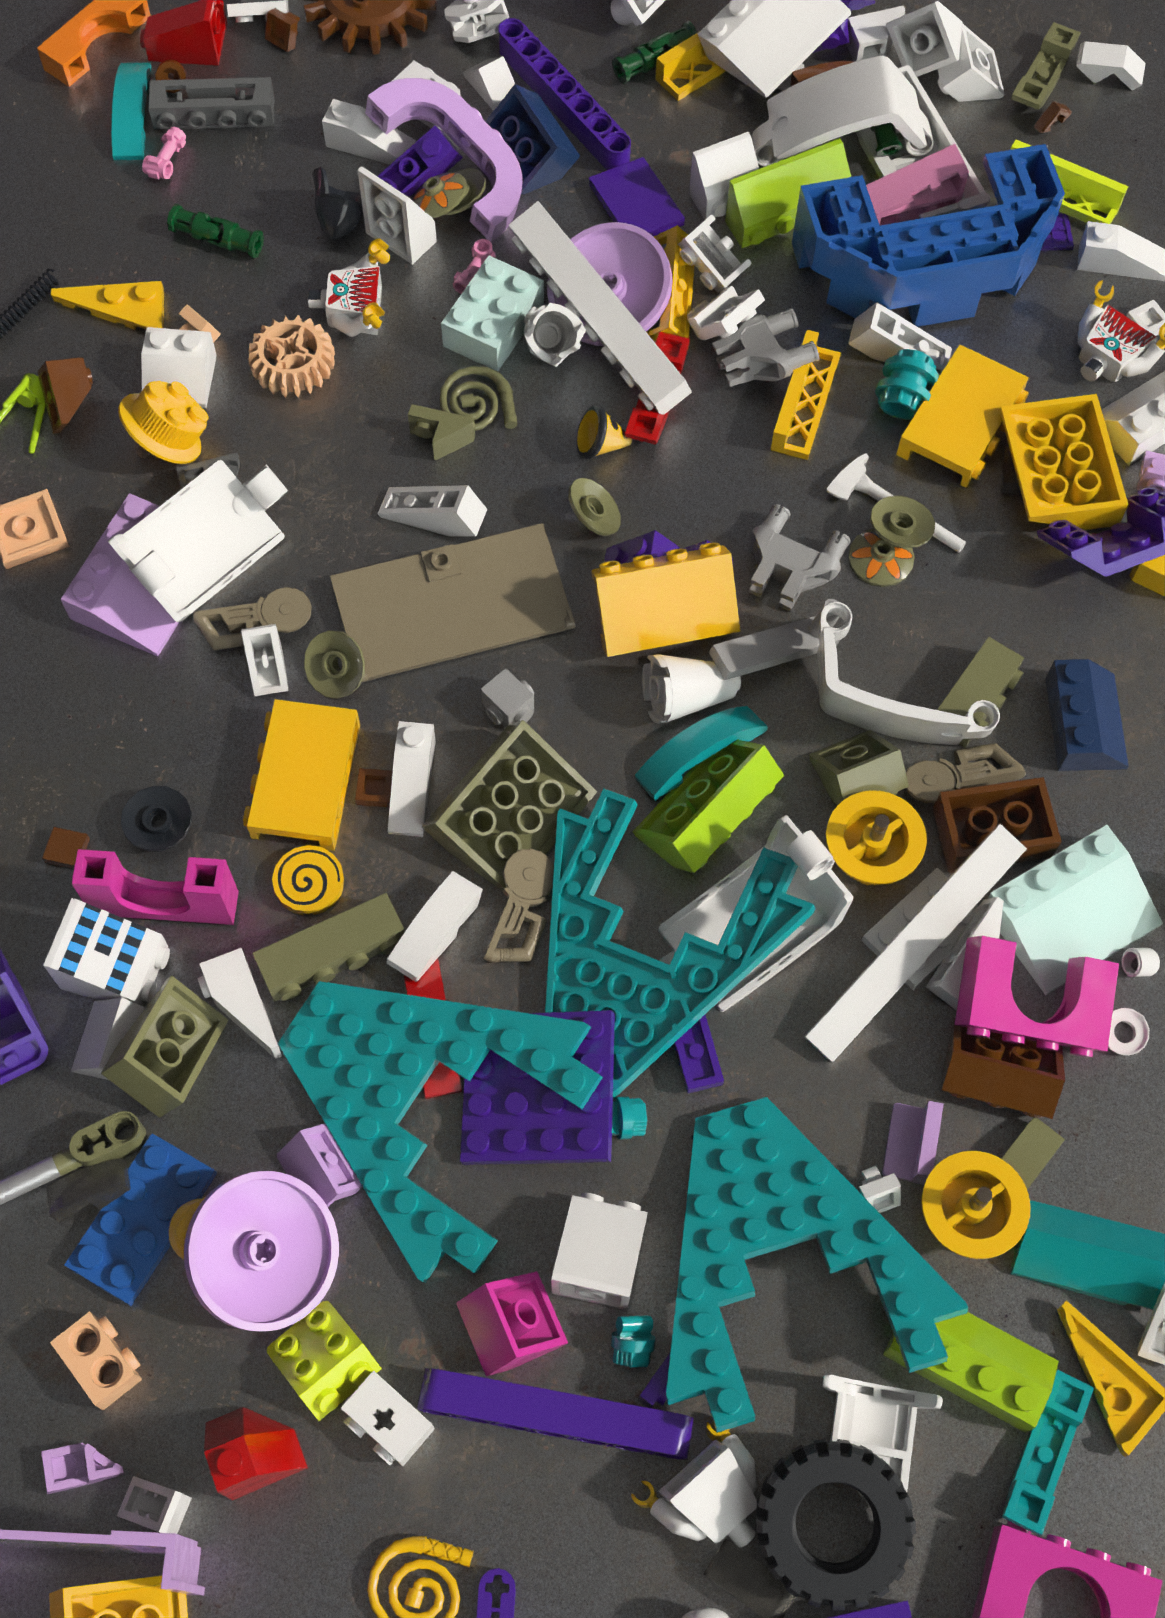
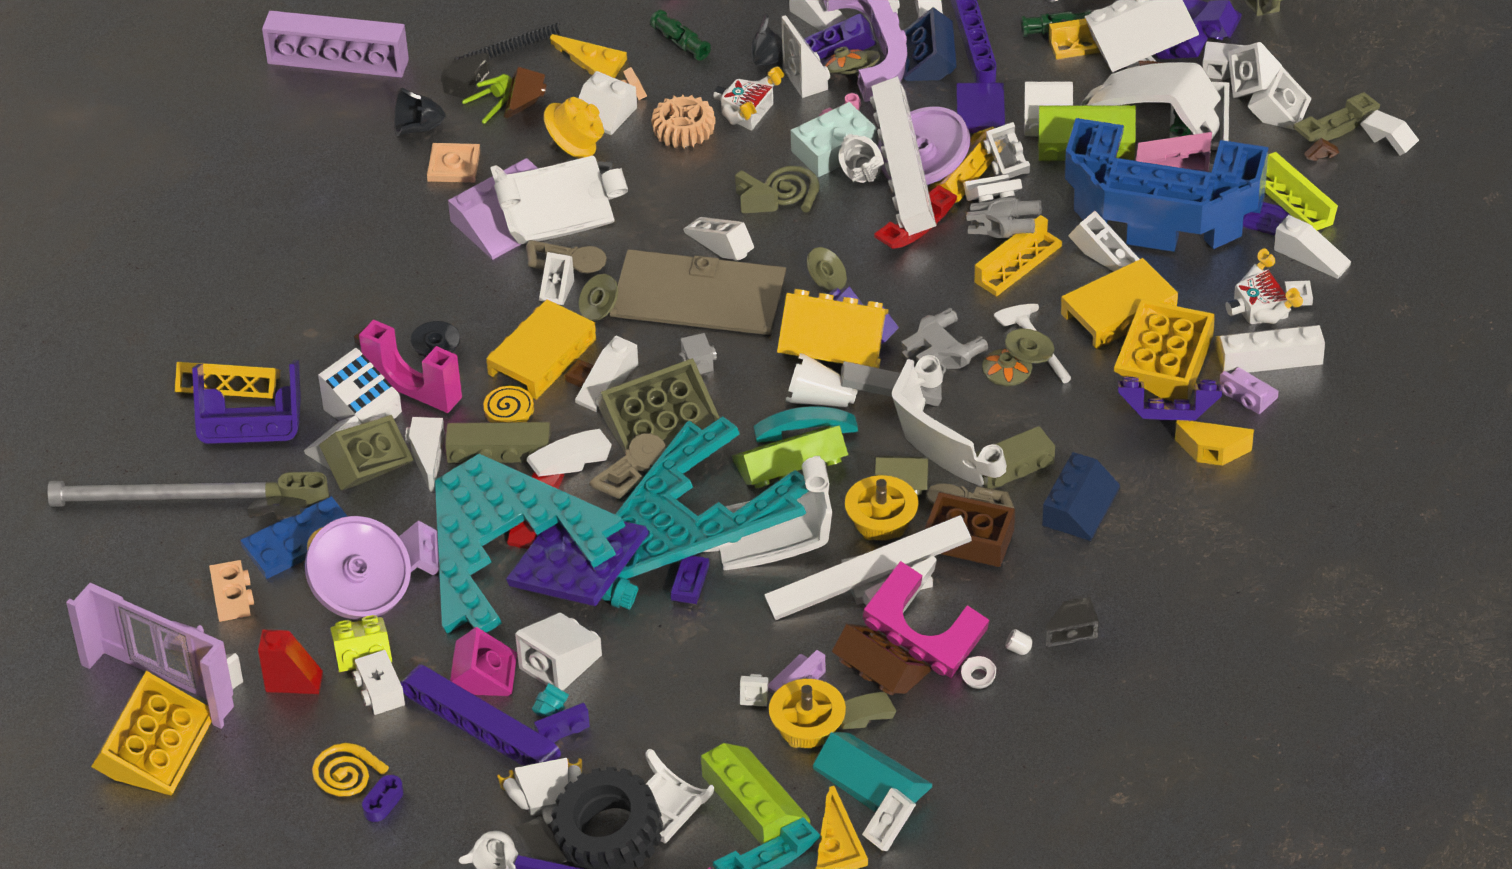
camera: 30 degrees right, 20 degrees down
(599, 434) = (860, 232): yellow hat -> none
(762, 1190) = (672, 654): teal wing -> none
(906, 384) = (1093, 264): teal piece -> none
(1076, 906) = (999, 586): light aqua slope -> none

